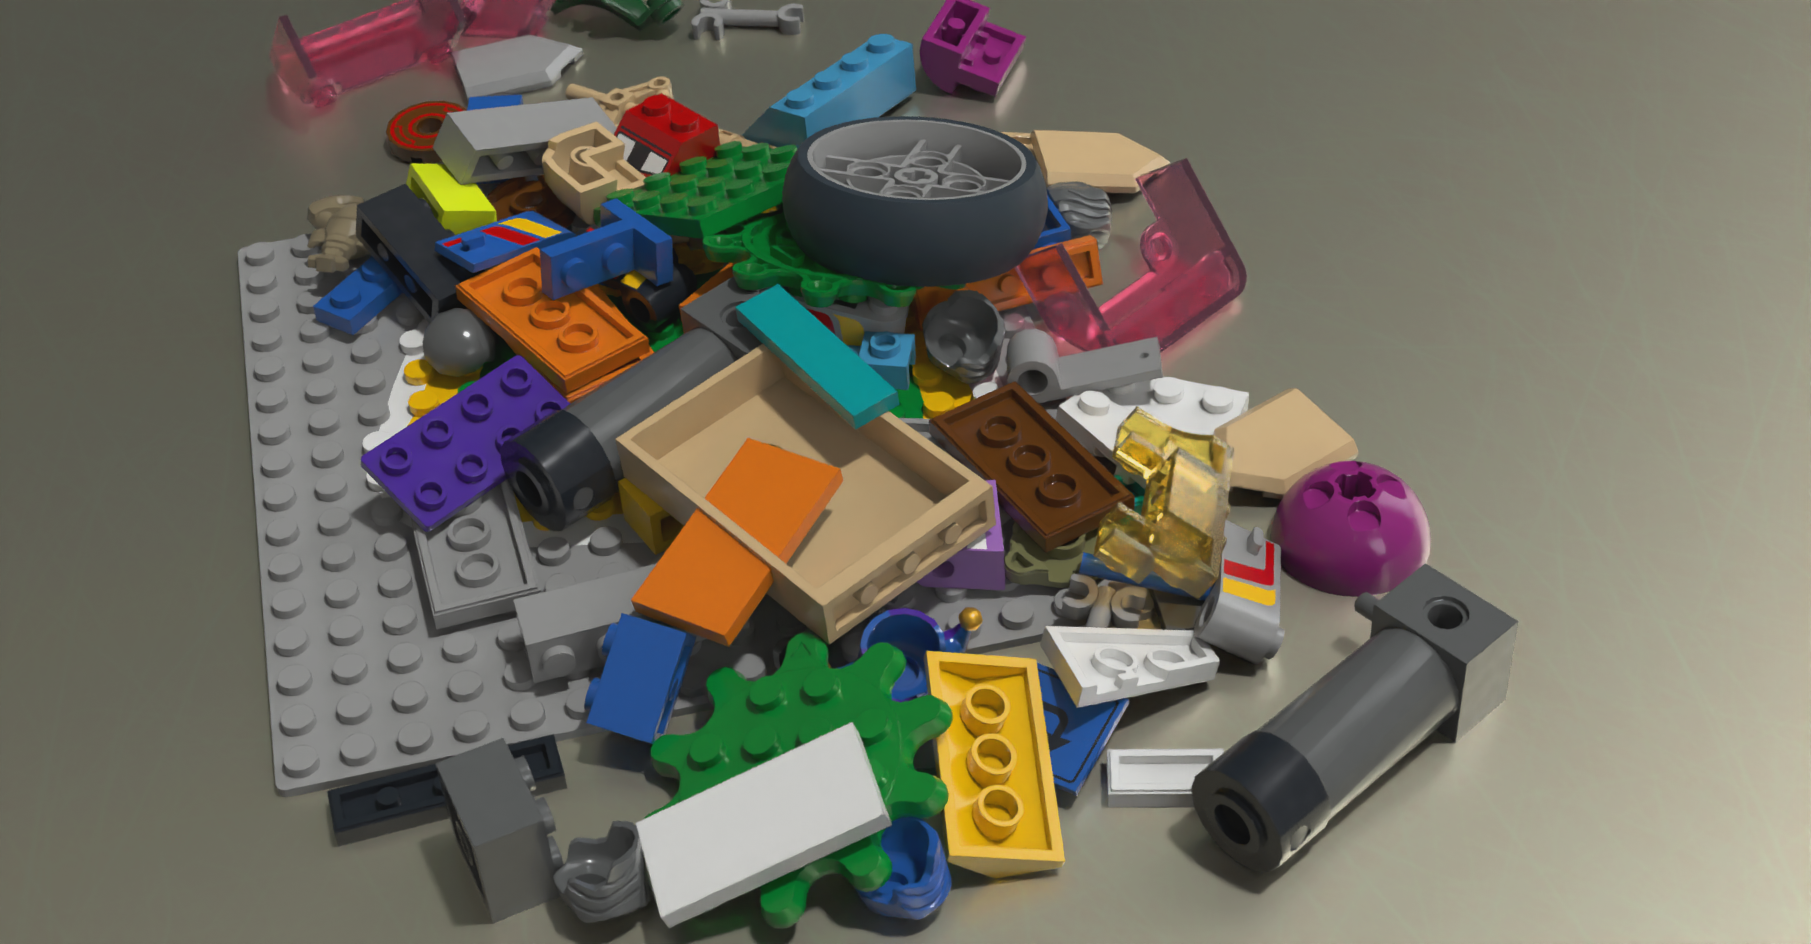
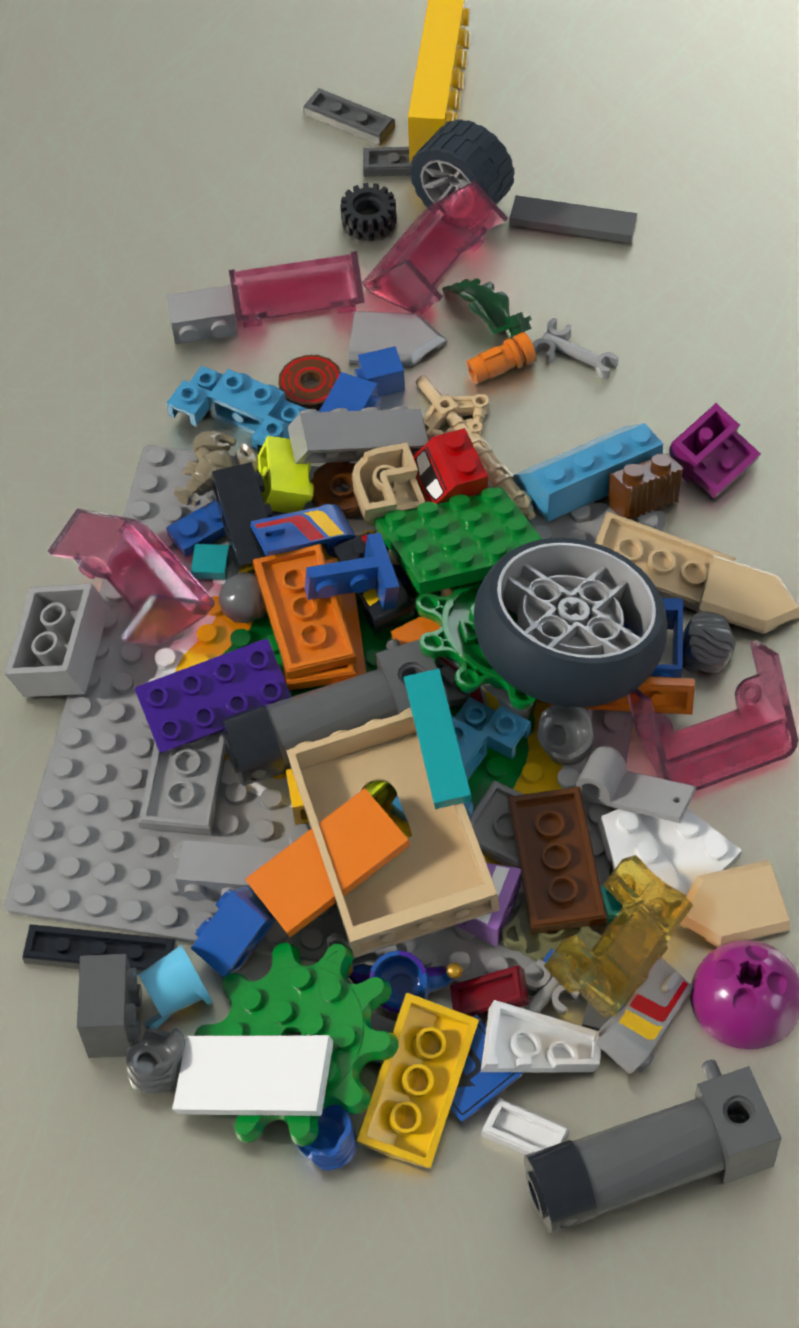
camera: 25 degrees right, 15 degrees up
(217, 459) = (57, 640): none -> light grey brick
(254, 104) = (202, 314): none -> light grey brick
(288, 355) = (139, 570): none -> clear pink windscreen
(339, 166) = (236, 401): none -> dark azure bracket
(391, 324) = (210, 561): none -> teal tile
(520, 78) = (382, 368): none -> blue brick
(585, 774) = (172, 986): none -> medium azure hat
(658, 44) = (502, 358): none -> orange axle
(913, 88) = (645, 486): none -> reddish brown brick
(1023, 631) = (477, 994): none -> dark red tile

